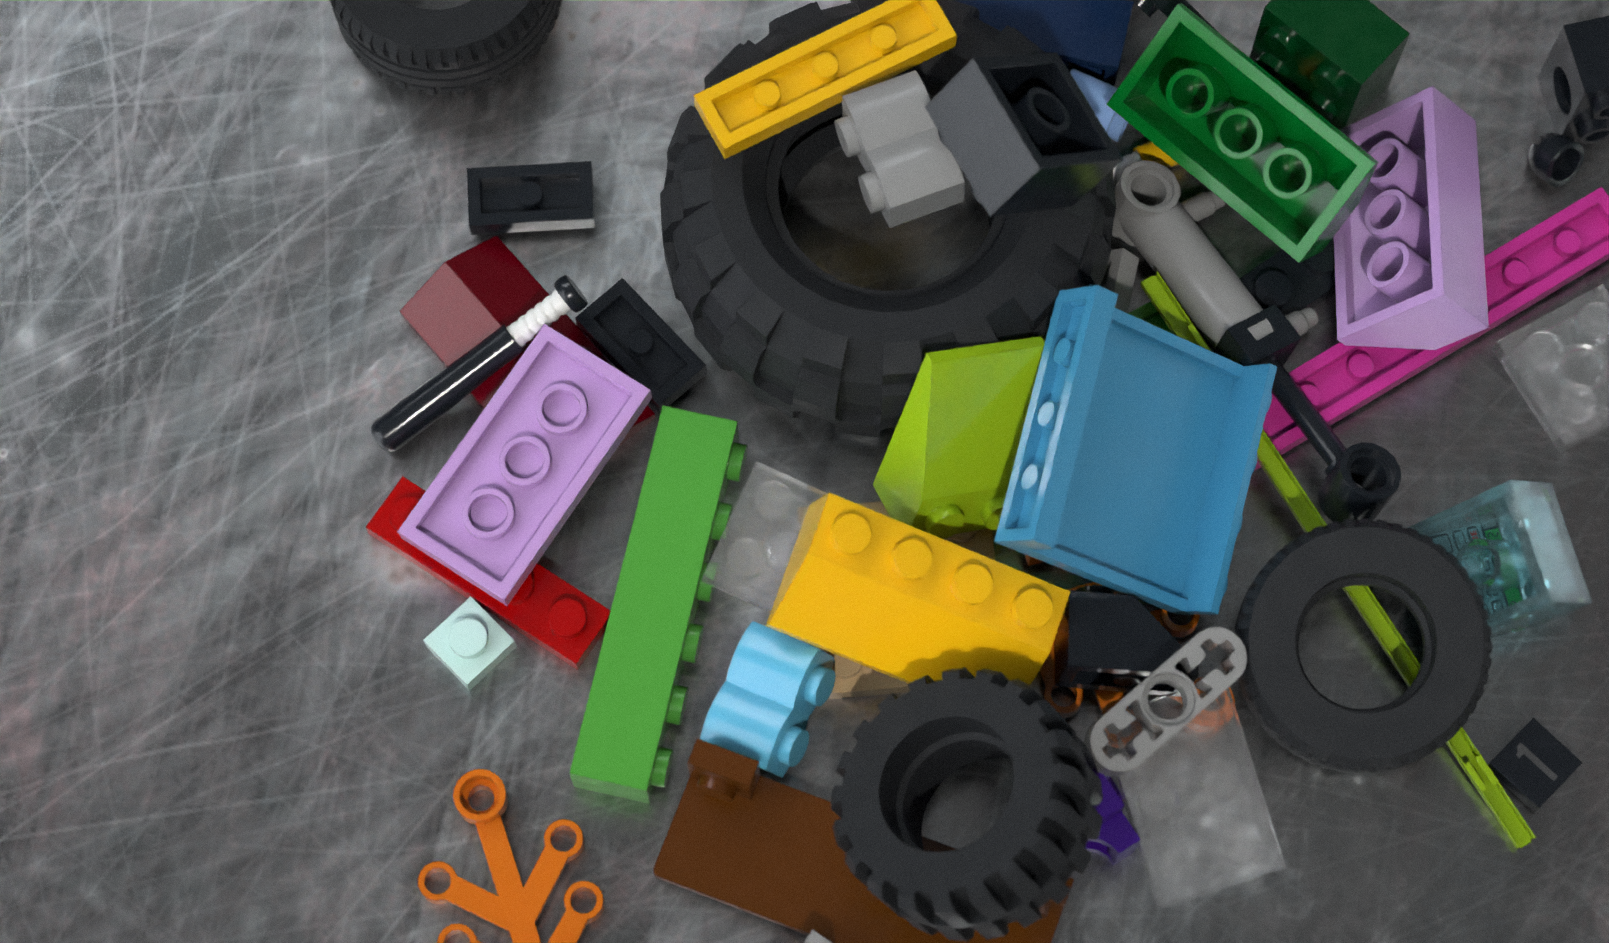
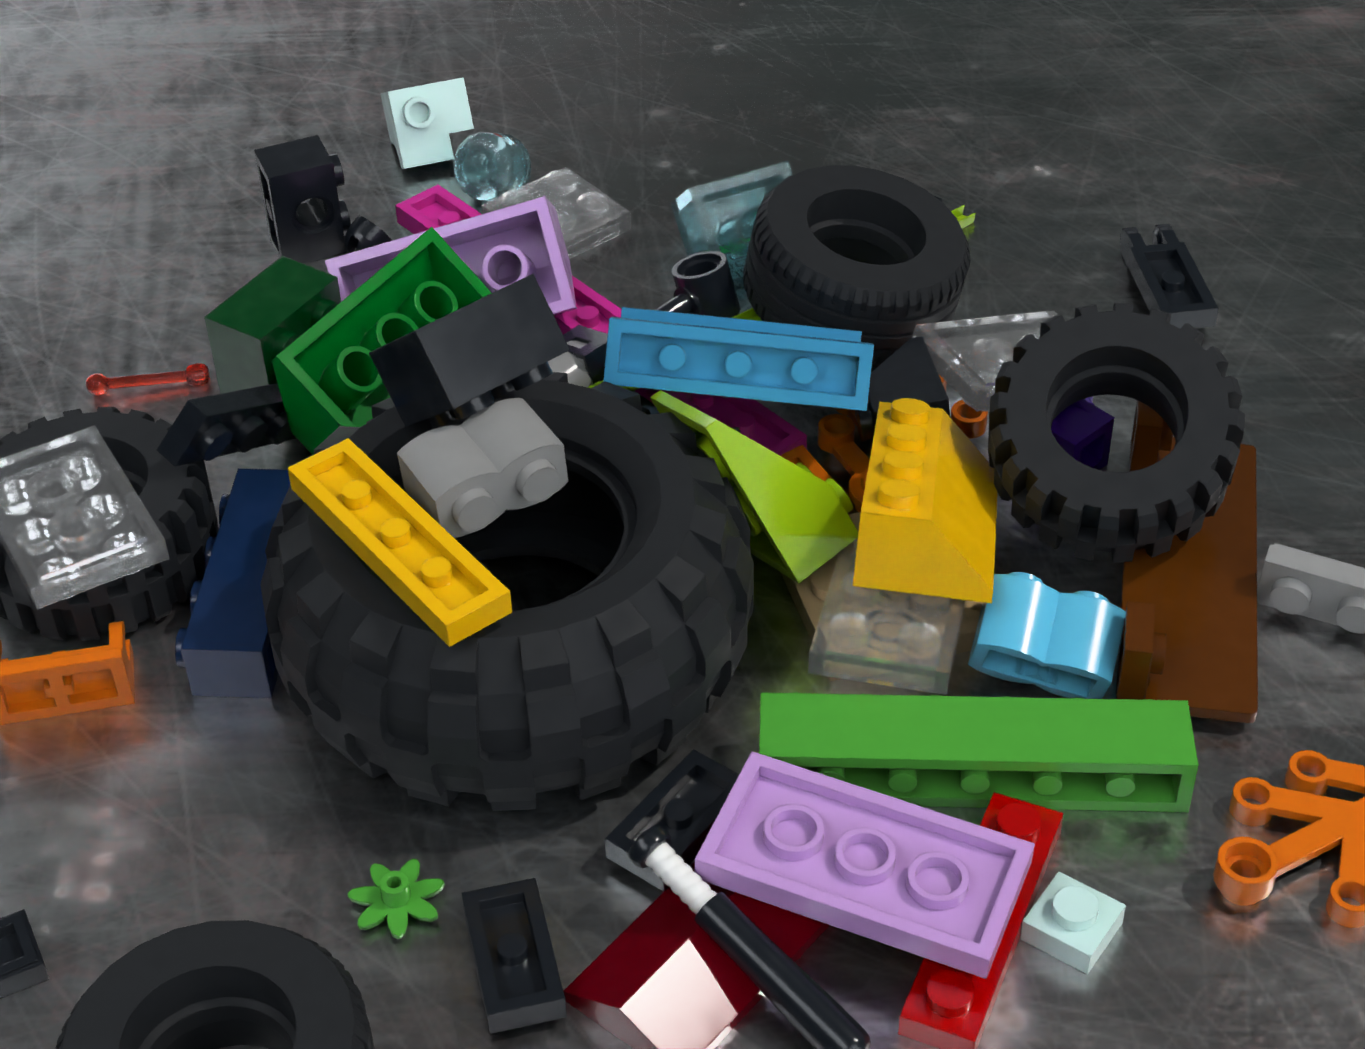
camera: 100 degrees left, 30 degrees down
(621, 130) = (396, 897): none -> bright green plant
(1212, 685) = (948, 333): light grey beam -> none

